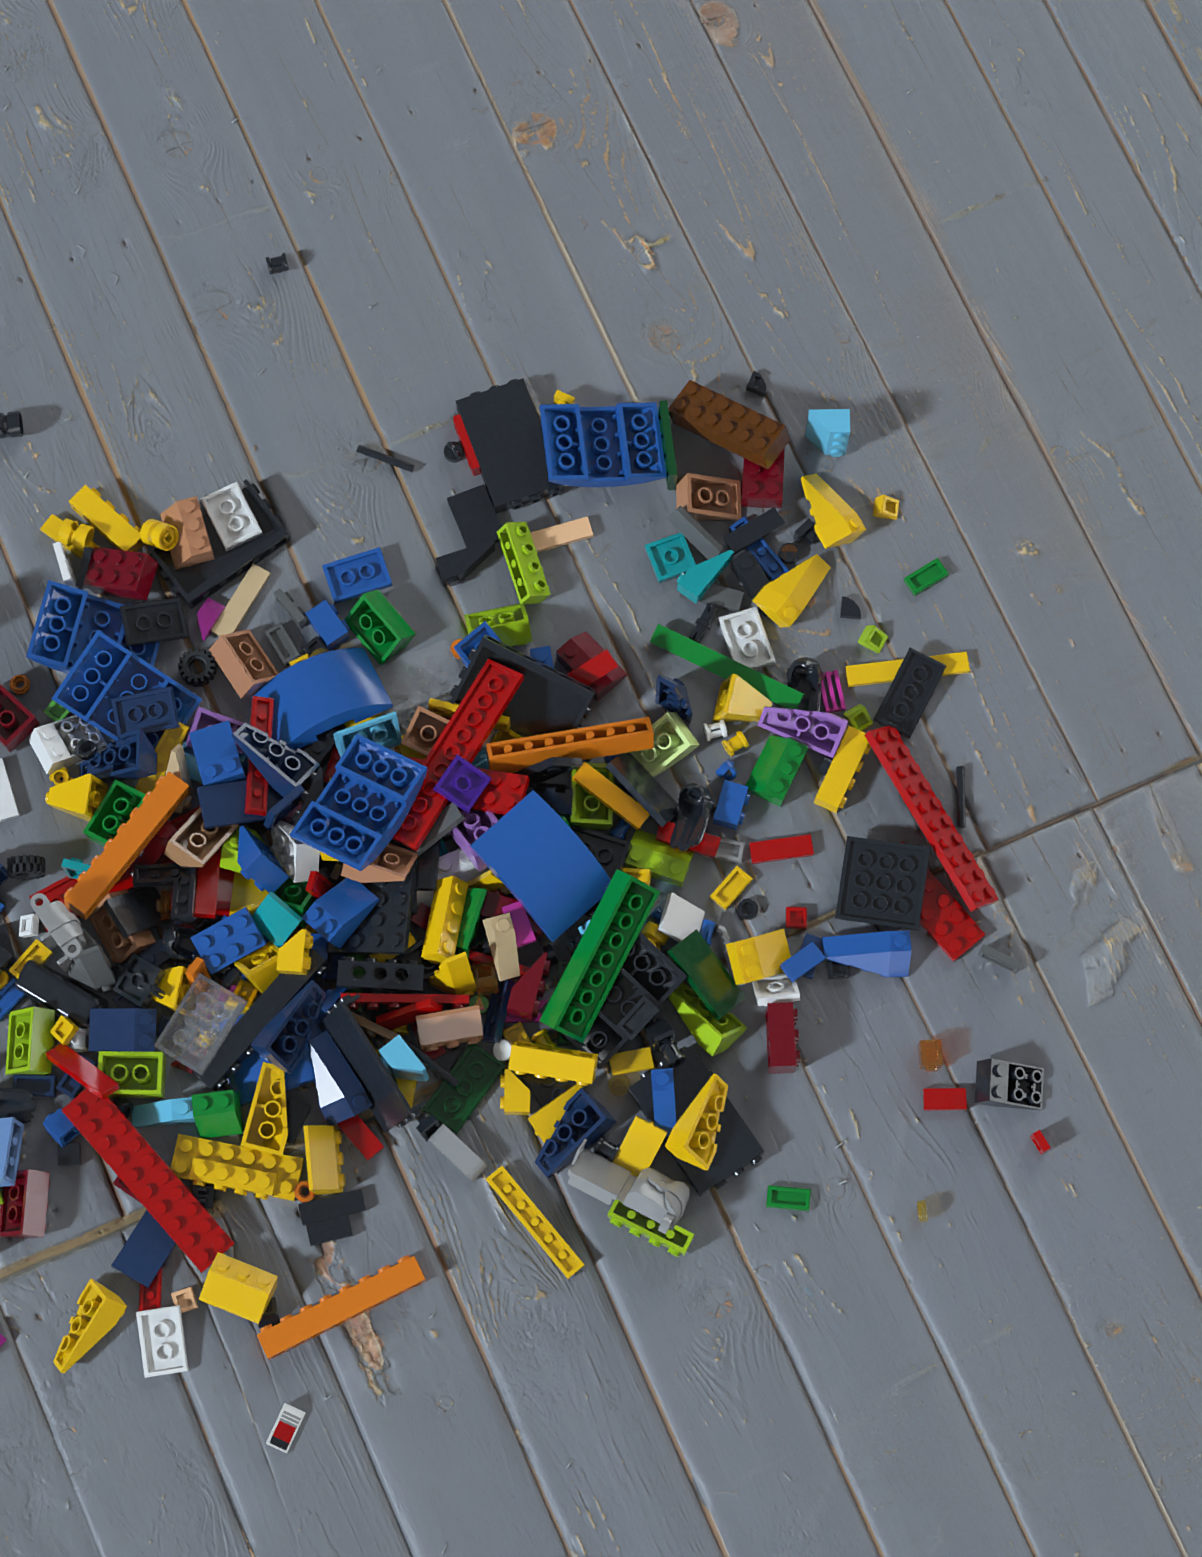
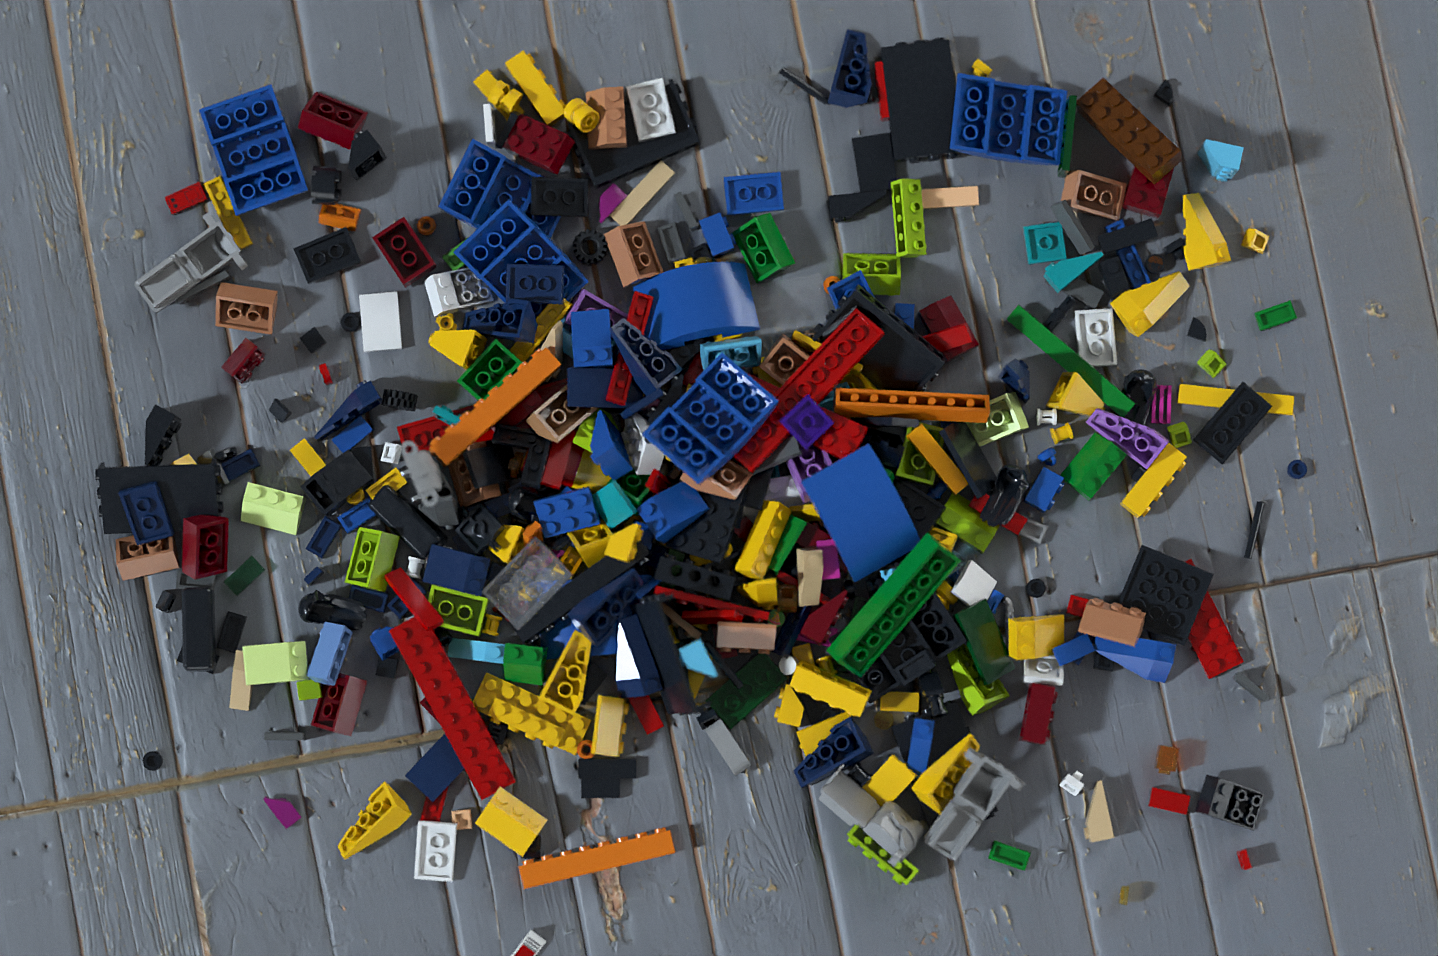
camera: 15 degrees right, 10 degrees up
(64, 1030) = (405, 557): yellow plate -> none
(85, 749) = (474, 303): black tile -> none
(174, 1082) = (492, 625): none -> yellow bush
(432, 437) = (852, 76): none -> dark blue wedge
(535, 1222) = (781, 824): yellow plate -> none
(731, 887) = (1026, 565): yellow tile -> none
(733, 1147) = (973, 800): none -> light grey piece
(781, 849) = (1079, 540): red tile -> none
(836, 921) = (1112, 621): none -> nougat slope
(836, 1104) = (1072, 783): none -> white tile
(874, 1136) = (1098, 820): none -> tan slope
(931, 817) = (1222, 544): red plate -> none
(989, 725) = (1297, 469): none -> dark blue tile

